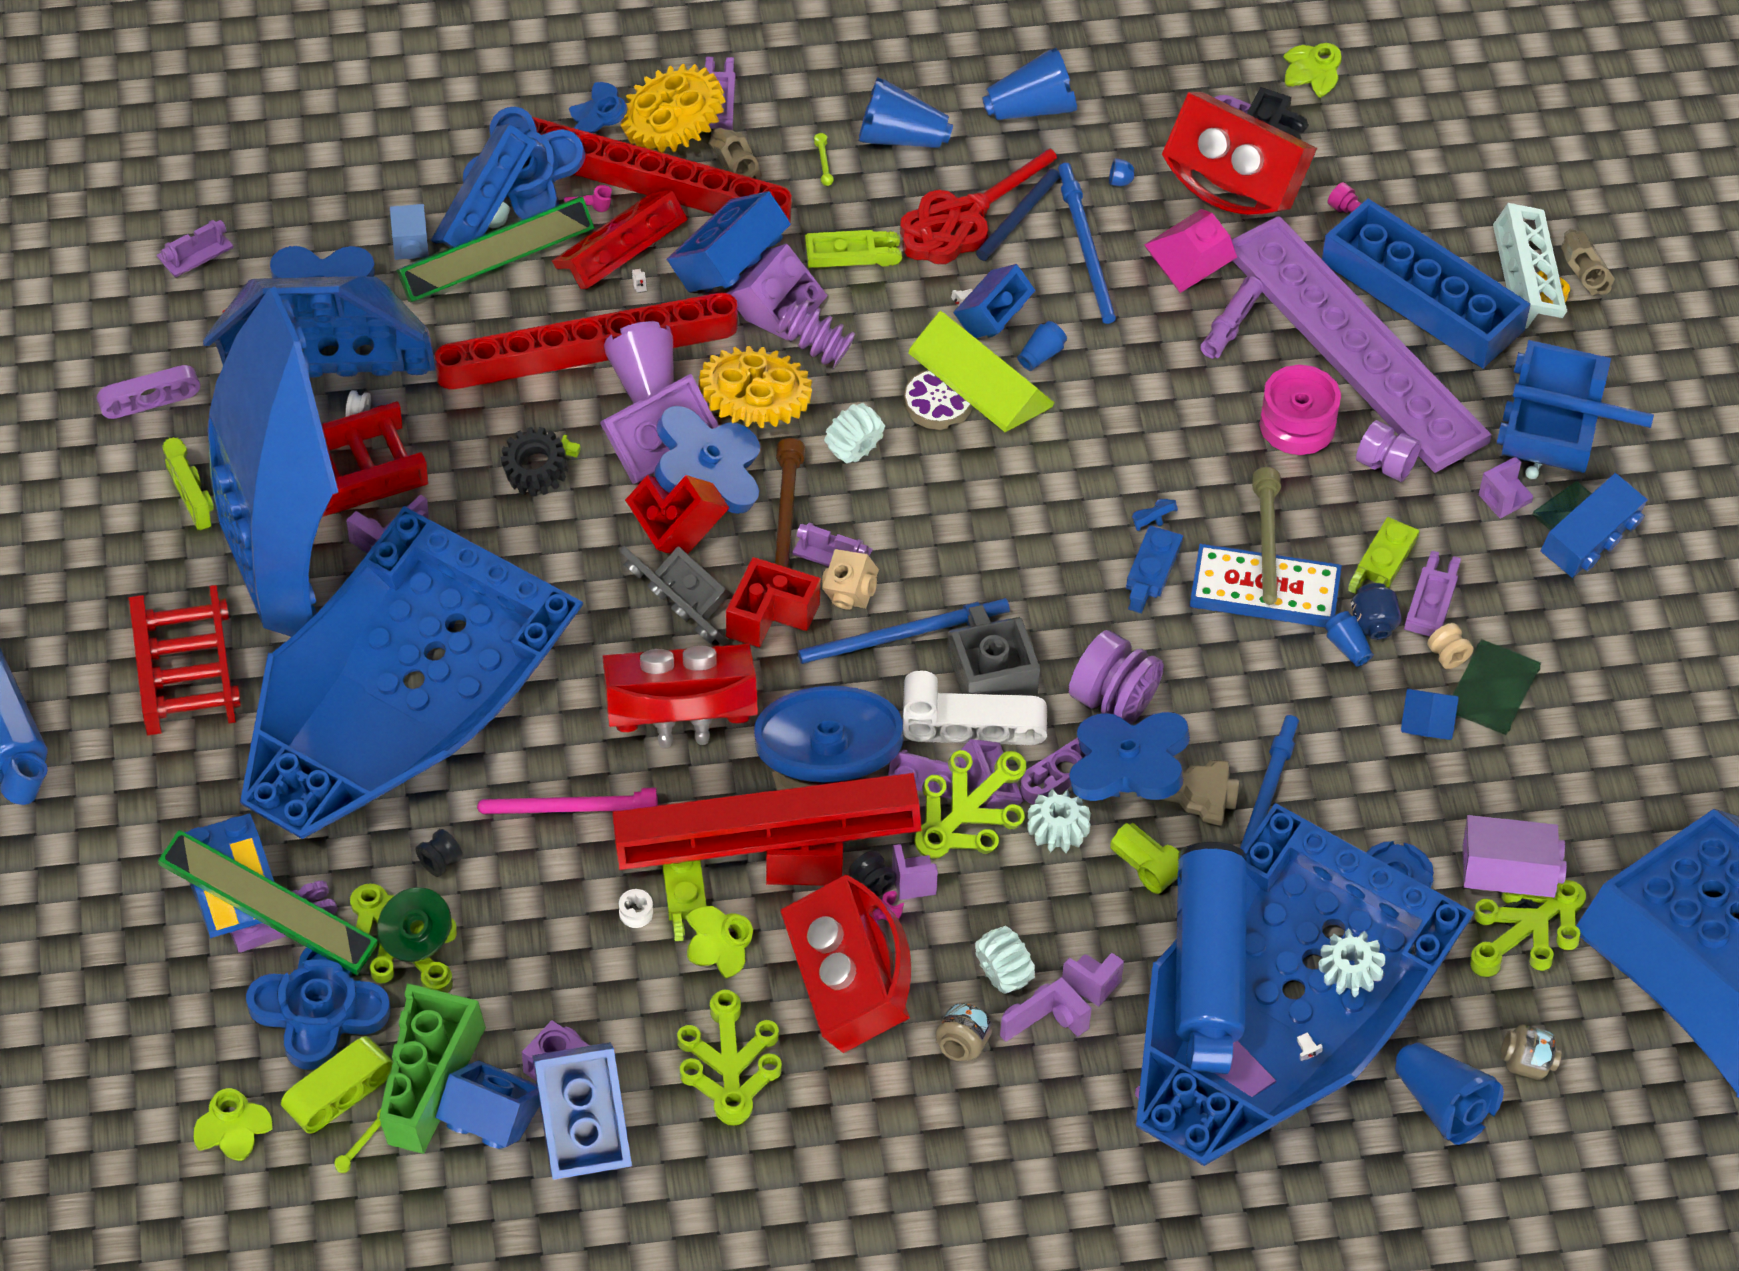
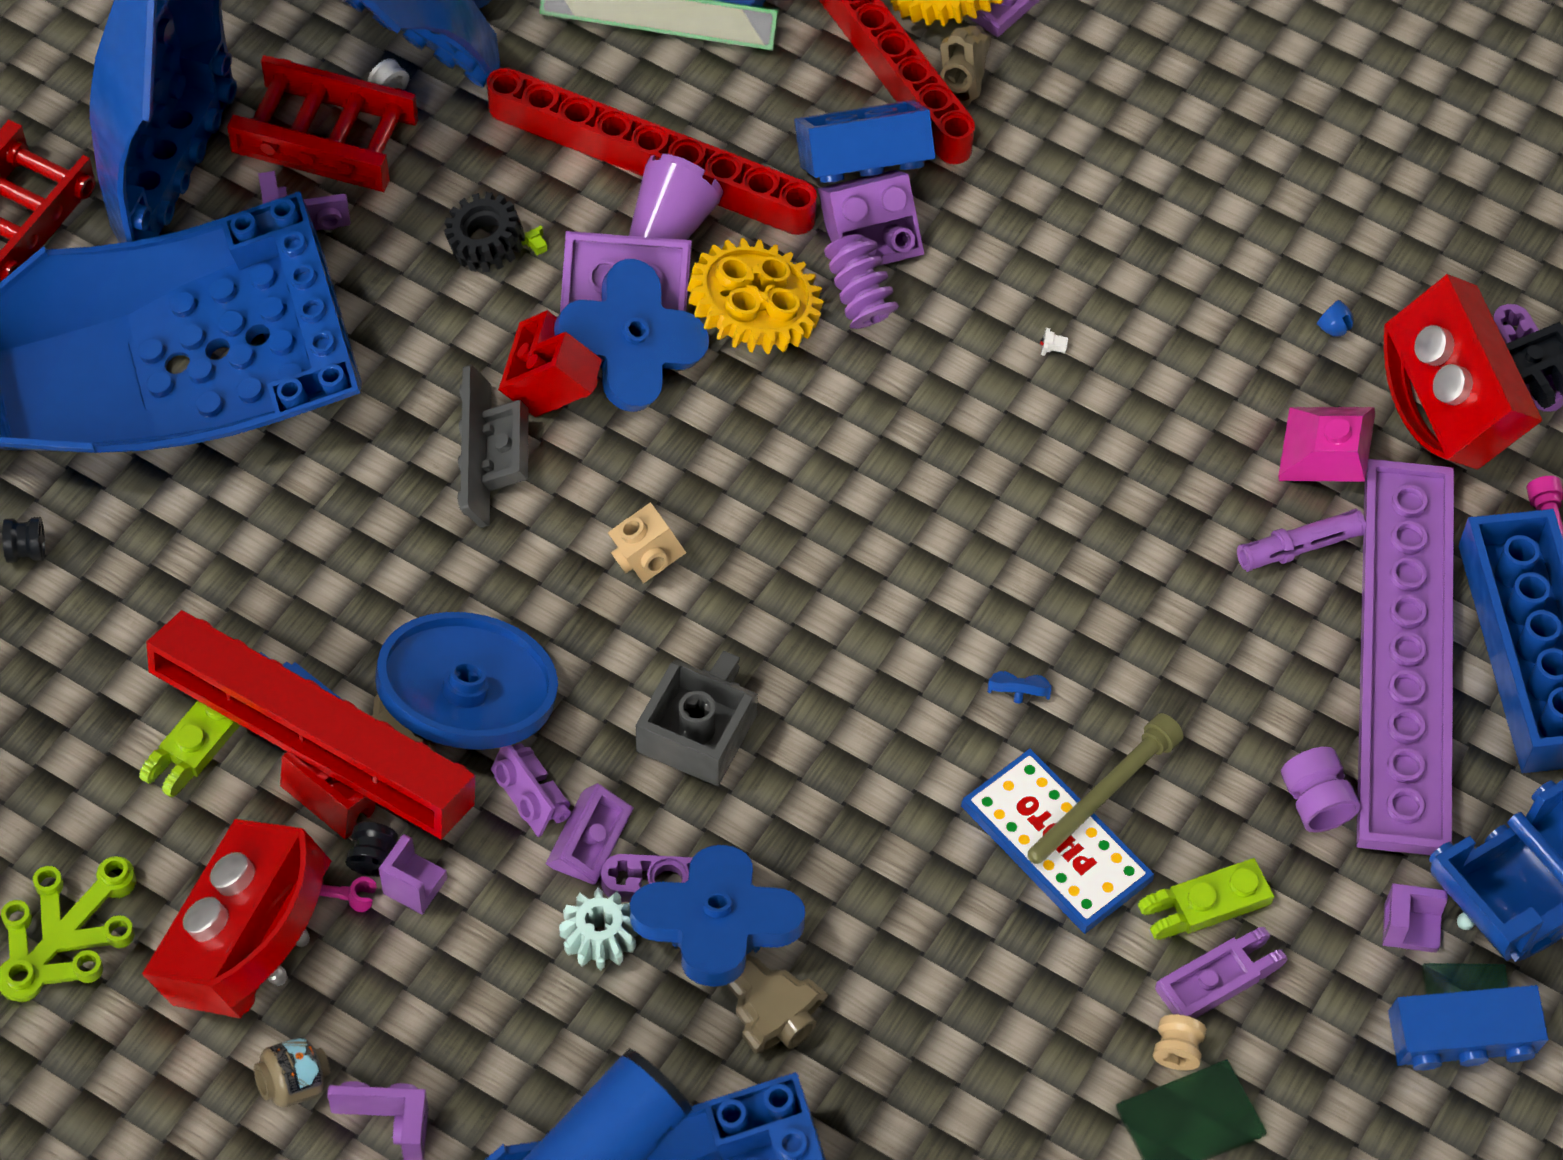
camera: 40 degrees right, 5 degrees up
(599, 200) = (801, 23): dark pink hand -> none
(622, 238) = (784, 76): red fence -> none
(629, 916) = (144, 732): white bush -> none
(639, 280) = (761, 124): white piece -> none
(646, 798) = (247, 624): dark pink piece -> none
(680, 686) = (373, 536): red piece -> none
(713, 941) = (165, 803): lime plate -> none
(769, 595) = (548, 503): red brick -> none
(789, 455) = (723, 385): reddish brown piece -> none
(819, 544) = (668, 496): medium lavender hinge -> none
(821, 141) = (1072, 101): lime hinge -> none
(852, 248) = (990, 223): lime hinge -> none
(854, 433) = (796, 402): light aqua gear -> none
(899, 631) = (654, 630): blue bar -> none
(902, 119) = (1159, 125): blue cone -> none
(931, 229) = (1125, 261): red piece -> none
(934, 403) = (924, 425): tile -> none
(963, 717) = (619, 759): white beam -> none
(966, 808) = (522, 849): lime plant -> none
(978, 374) = (985, 426): lime slope -> none
(994, 301) = (1067, 364): blue brick -> none
(1005, 959) = (396, 1029): light aqua gear -> none
(1017, 214) = (1191, 294): dark blue bar -> none
(1032, 90) = (1324, 179): blue cone -> none
(1043, 344) = (1076, 440): blue cone -> none
(1072, 195) = (1264, 311): blue bar -> none
(1092, 978) = (473, 1113): medium lavender panel -> none
(1116, 677) = (790, 825): medium lavender wheel -> none
(1152, 566) = (961, 738): blue hinge -> none
(1154, 864) = (649, 1024): lime piece -> none
(1280, 752) = (896, 1022): blue bar -> none
(1300, 409) = (1267, 681): dark pink wheel -> none
(1349, 638) = (1083, 955): blue cone -> none
(1376, 610) = (1134, 948): dark blue head -> none
(1429, 714) = (1084, 1098): blue panel -> none

